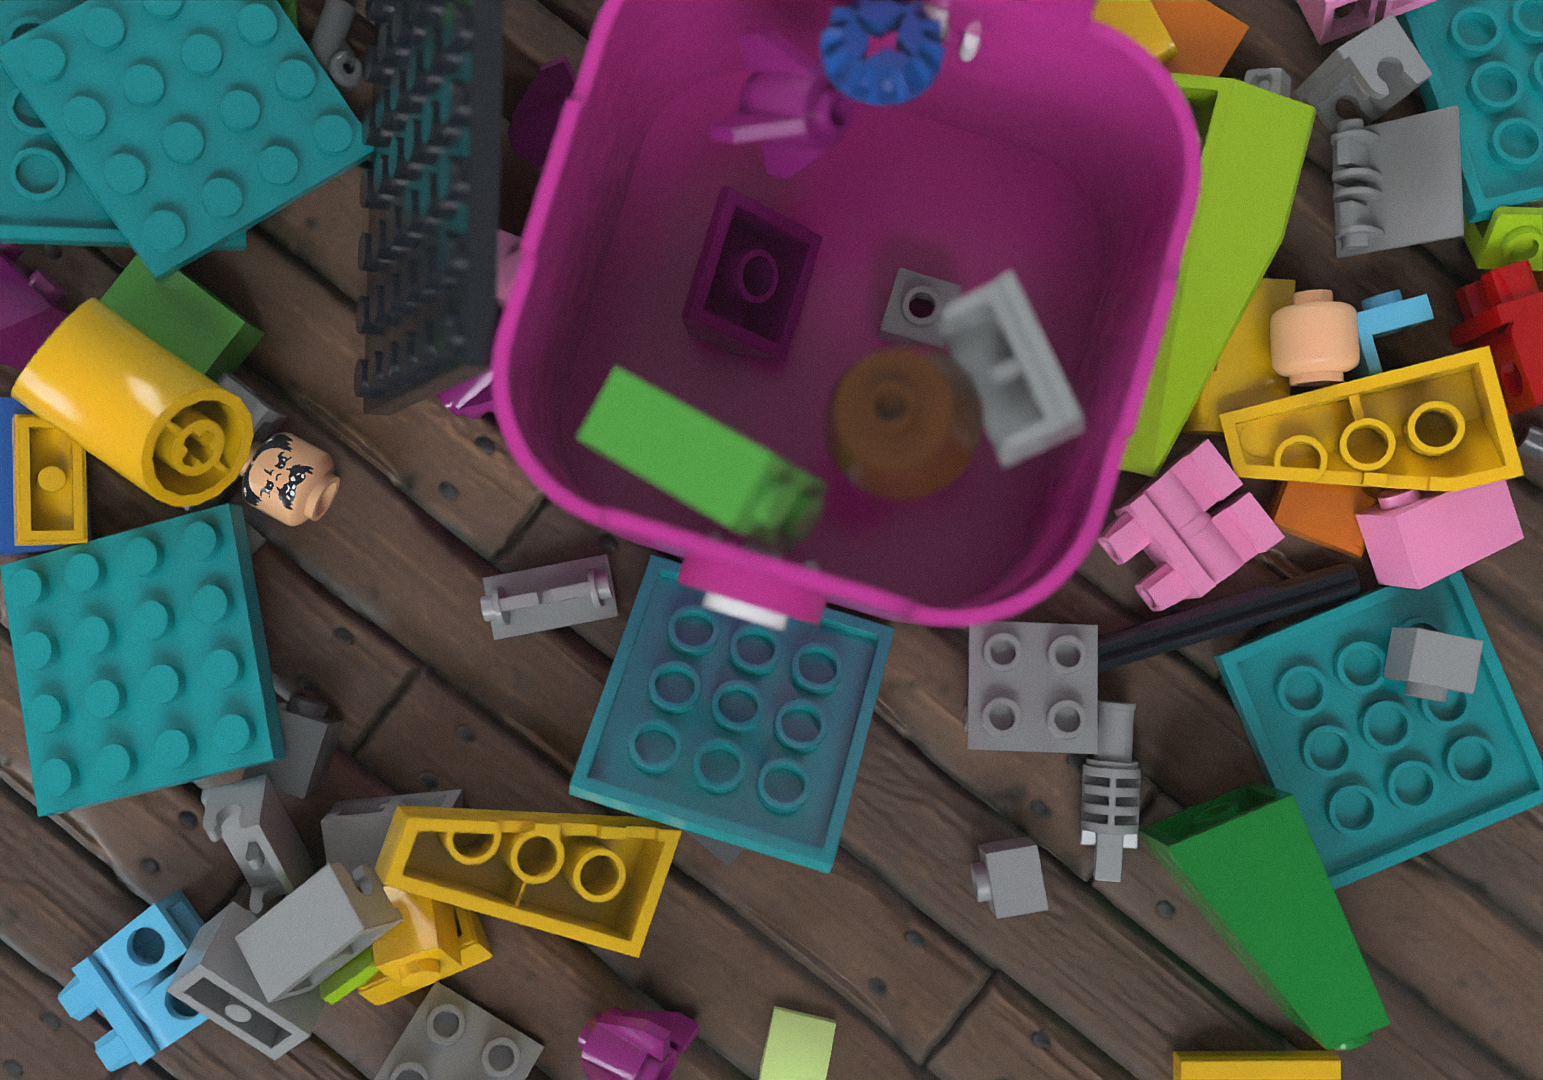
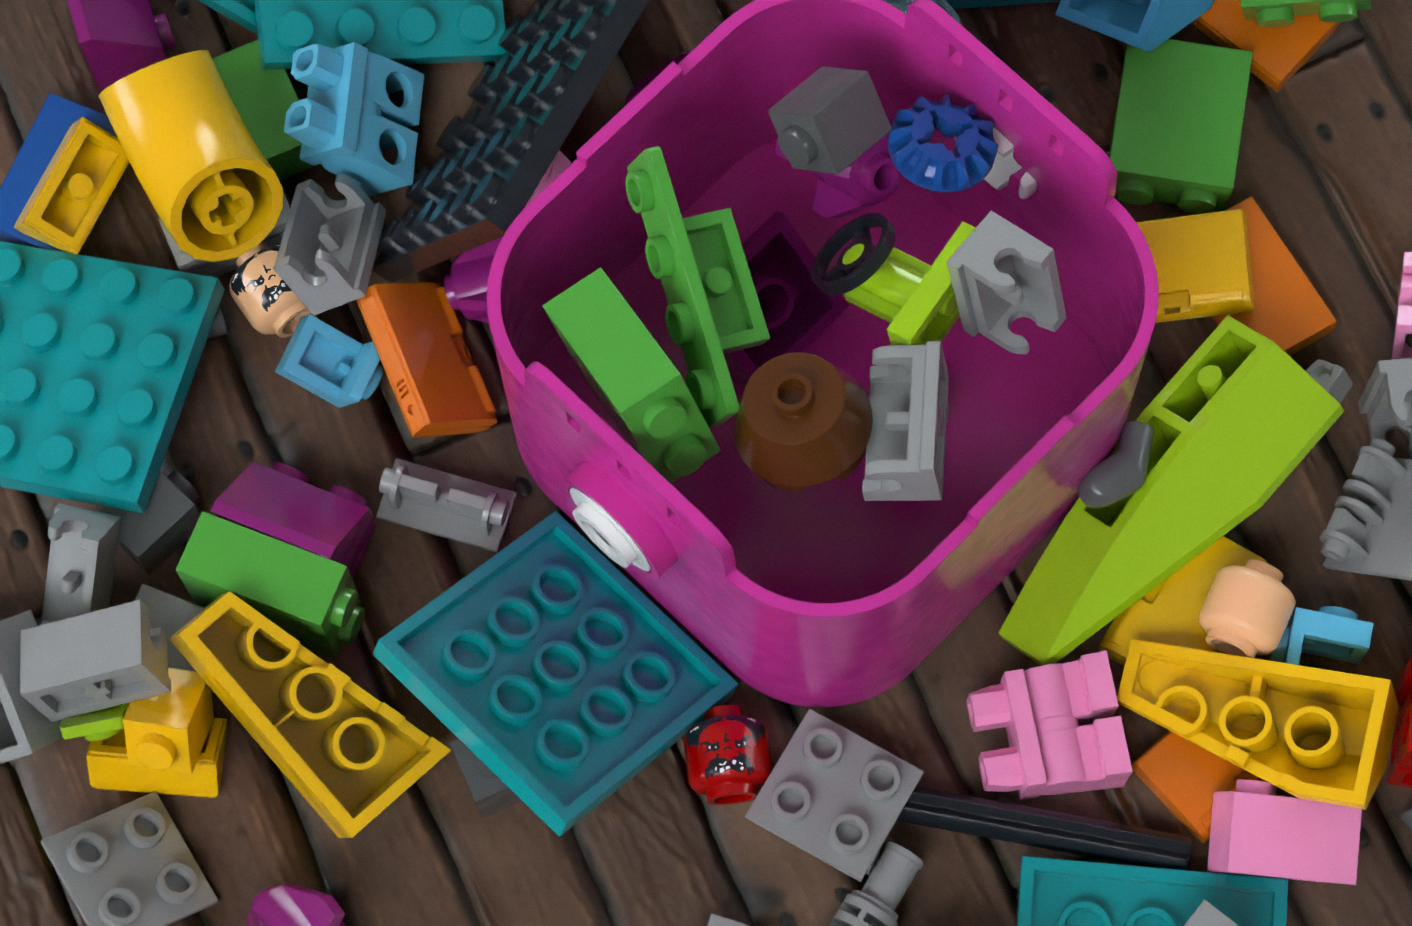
camera: 30 degrees right, 15 degrees down
(264, 284) = (350, 114): none -> medium azure hips
(313, 418) = (329, 244): none -> light grey hinge
(377, 522) = (330, 363): none -> medium azure bracket
(425, 690) = (291, 510): none -> magenta slope
(436, 764) = (286, 584): none -> bright green brick
(459, 477) = (427, 359): none -> orange piece
(723, 322) = (705, 283): none -> bright green bracket
(762, 81) = (829, 120): none -> dark grey brick
(918, 220) = (889, 282): none -> lime piece
(920, 697) = (727, 756): none -> red head
(1044, 157) = (1004, 277): none -> light grey hinge

